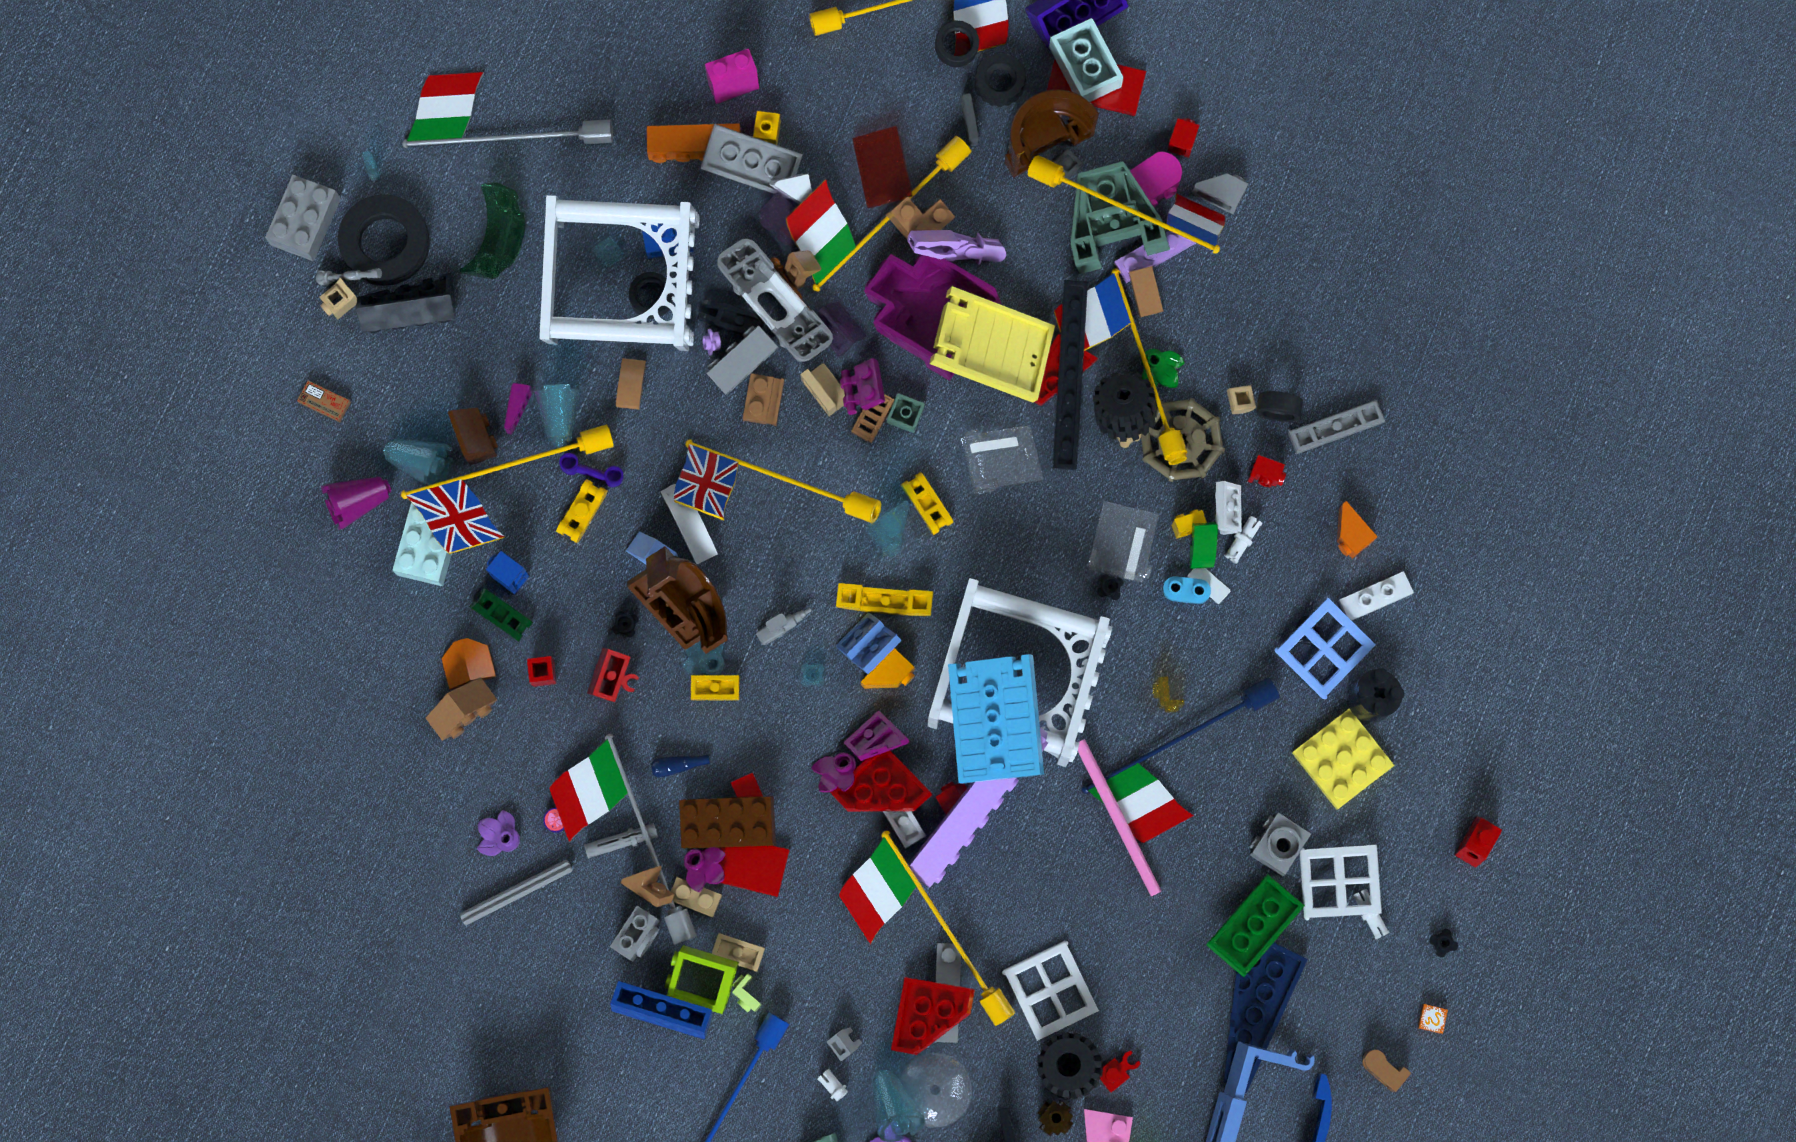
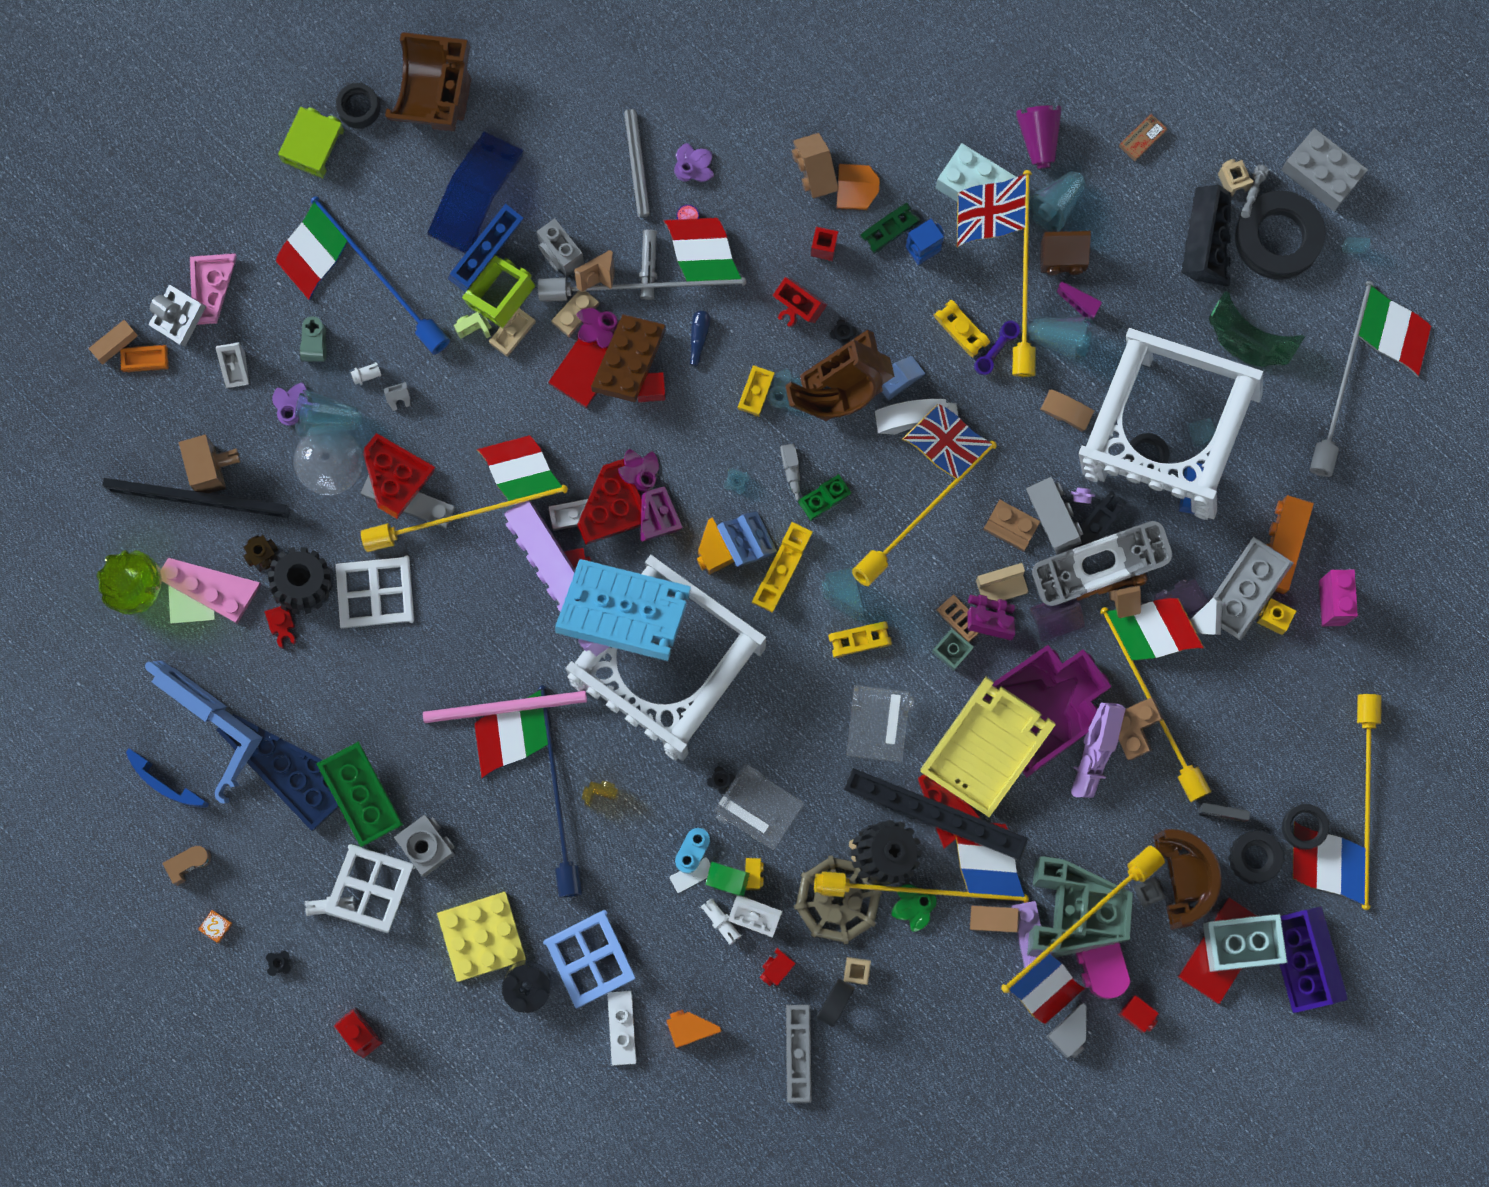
camera: 110 degrees right, 0 degrees up
(603, 1045) = (473, 190): none -> clear blue windscreen
(798, 585) = (824, 497): none -> green slope
(882, 167) = (1202, 712): clear red piece -> none

